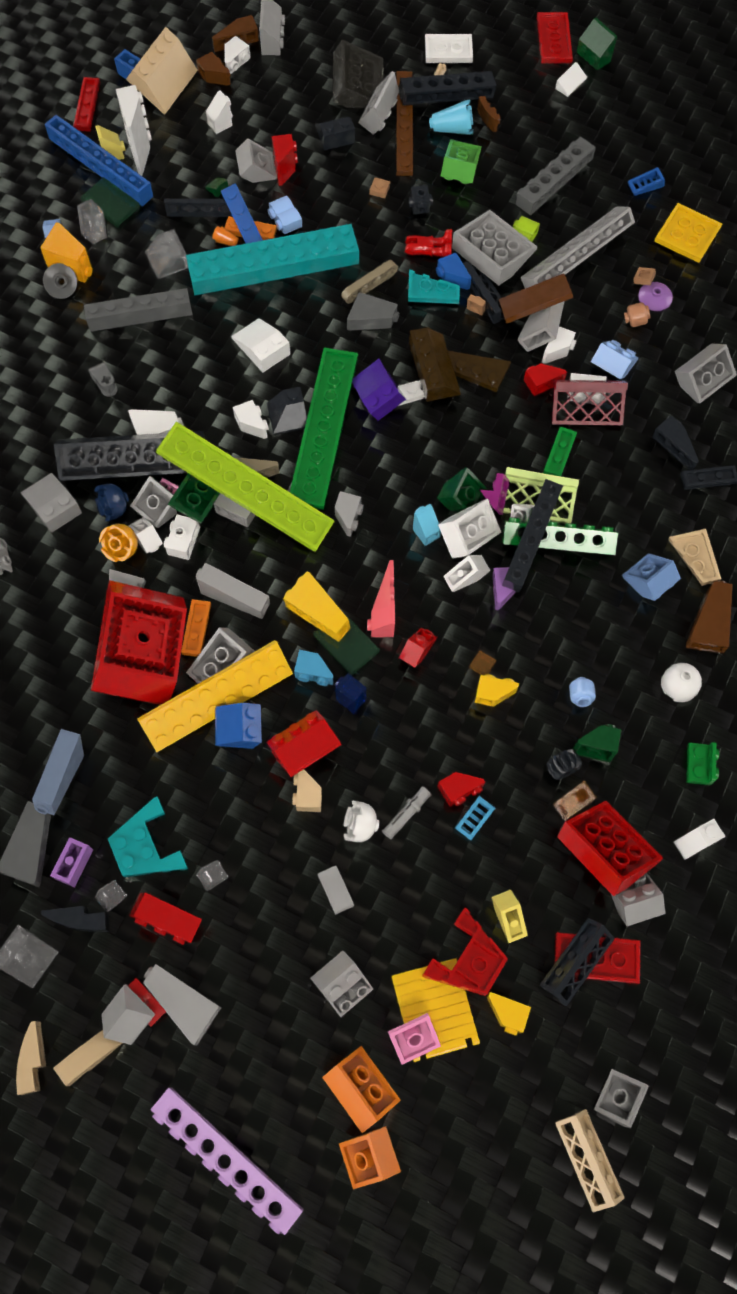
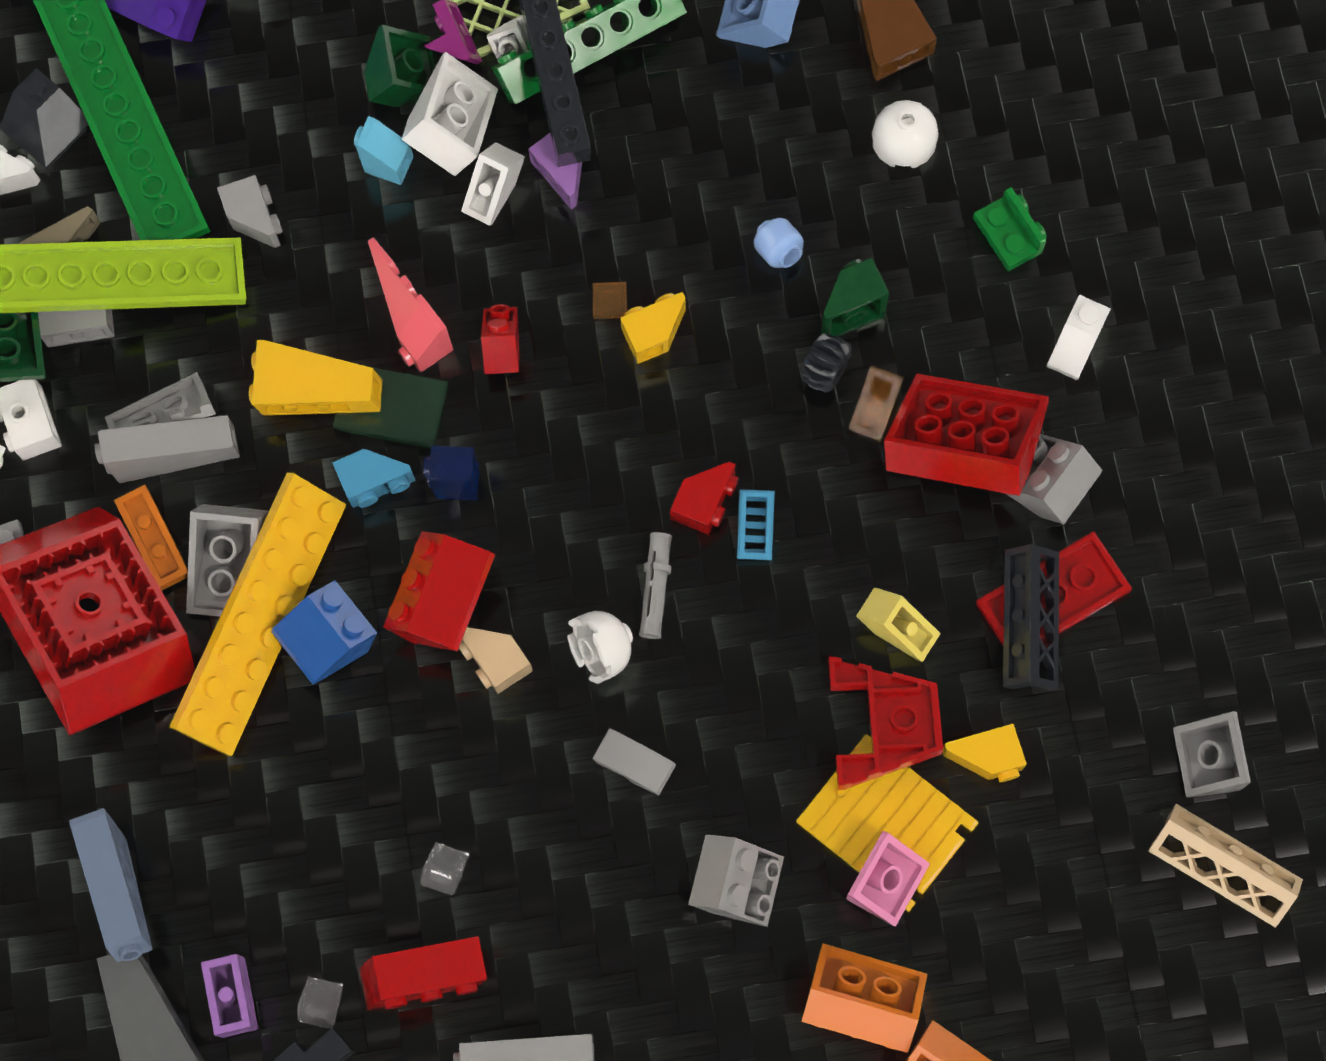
camera: 30 degrees left, 5 degrees up
(135, 848) = (306, 911): teal wing -> none
(249, 574) = (177, 402): none -> light grey wing

